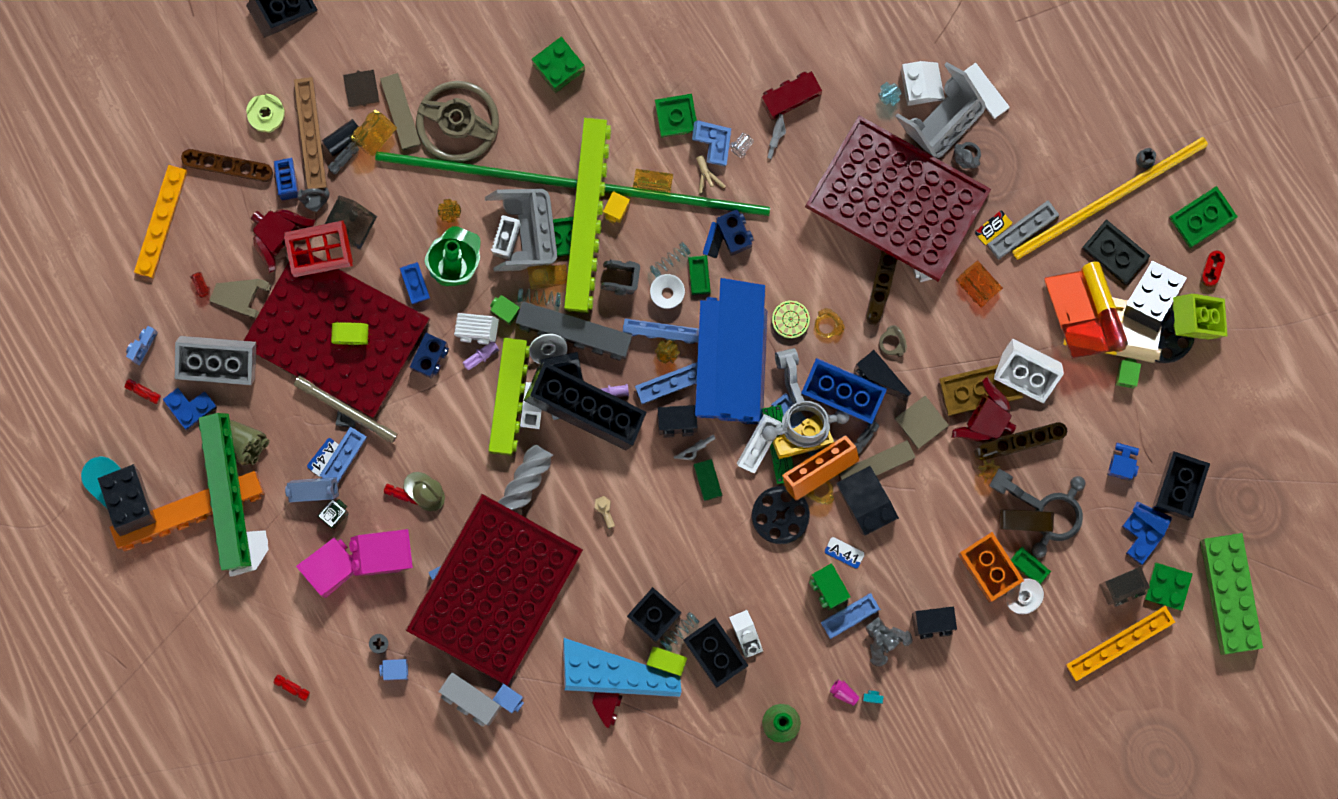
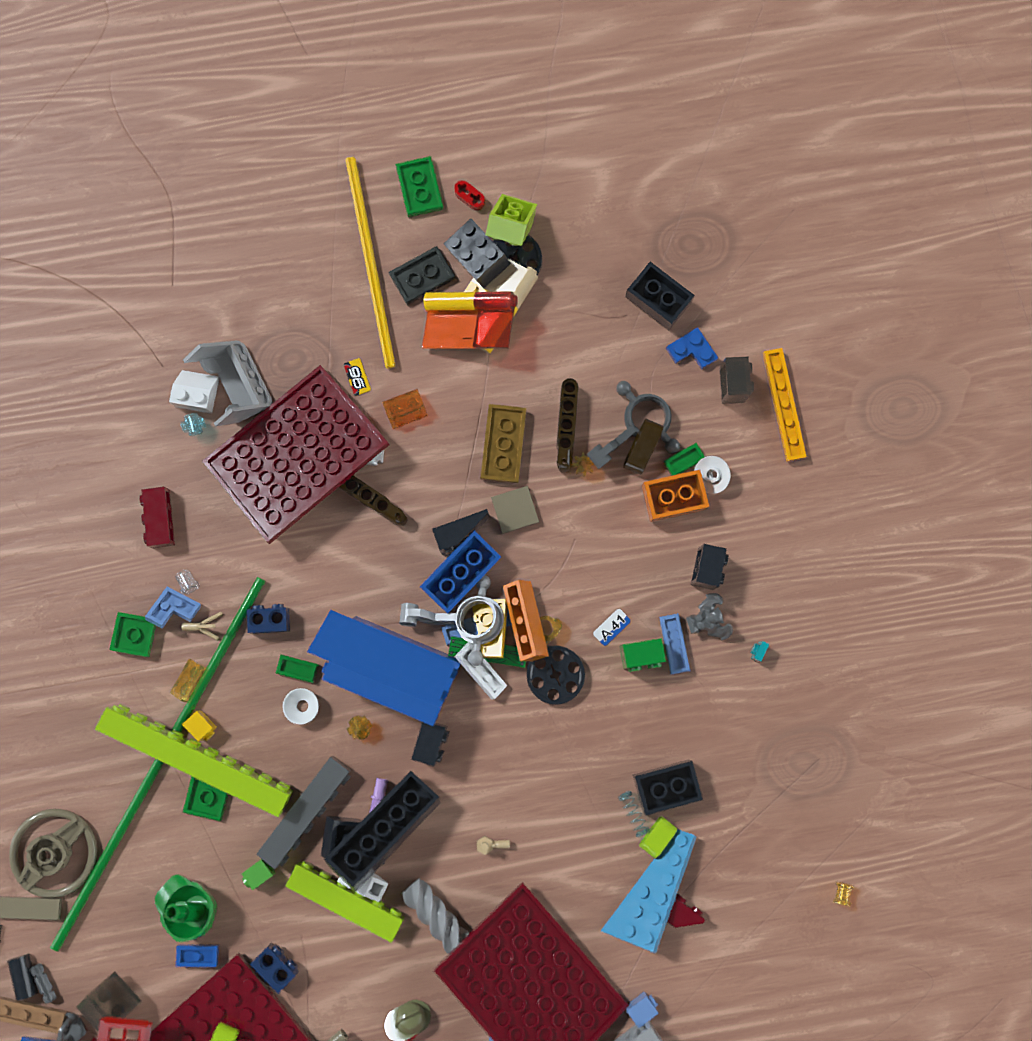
camera: 70 degrees left, 0 degrees up
(373, 132) = (28, 945): clear yellow brick -> none
(449, 210) = (138, 894): clear yellow gear -> none
(476, 327) = (264, 910): white brick -> none
(481, 355) = (294, 914): lavender axle -> none
(506, 237) = (186, 847): white brick -> none
(520, 298) = (250, 853): clear light blue piece -> none
(536, 227) = (185, 812): light grey windscreen -> none
(547, 276) = (240, 821): clear yellow arch -> none
(547, 346) = (310, 845): white dish -> none
(558, 64) = (36, 732): green brick -> none
(629, 266) = (261, 736): dark grey piece -> none
(654, 614) = (610, 834): black brick -> none
(656, 272) = (262, 675): clear light blue piece -> none
(665, 331) = (334, 730): medium blue plate -> none
(667, 384) = (390, 739): medium blue plate -> none
(693, 449) = (462, 735): light grey hand -> none
(708, 480) = (497, 732): dark green tile -> none
(713, 241) = (270, 643): sticker -> none
(746, 634) = (658, 750): white slope -> none
(772, 727) = (747, 745): green cone -> none
(778, 132) = (188, 542): light grey hand -> none
(790, 319) = (372, 597): yellowish green tile -> none
(838, 327) = (379, 561): clear yellow piece -> none
(843, 692) = (744, 676): dark pink cone -> none
(866, 436) = (509, 566): dark grey axle -> none
(867, 501) = (572, 588): black slope -> none
(883, 461) = (540, 566): dark tan tile -> none
(894, 331) = (420, 503): dark tan piece -> none
(964, 157) = (280, 377): dark grey piece -> none
(988, 418) = (534, 445): dark red torso -> none
(993, 100) = (238, 332): white tile -> none
(1023, 230) = (369, 350): light grey tile -> none
(1028, 371) = (504, 393): white slope -> none
(1123, 466) = (621, 342): blue brick -> none
(1128, 373) = (538, 305): bright green brick -> none
(1147, 163) = (342, 219): dark grey bush -> none
(1153, 517) = (679, 331): blue slope -> none
(1168, 586) = (746, 341): green plate -> none
(1231, 594) = (773, 288): bright green brick -> none

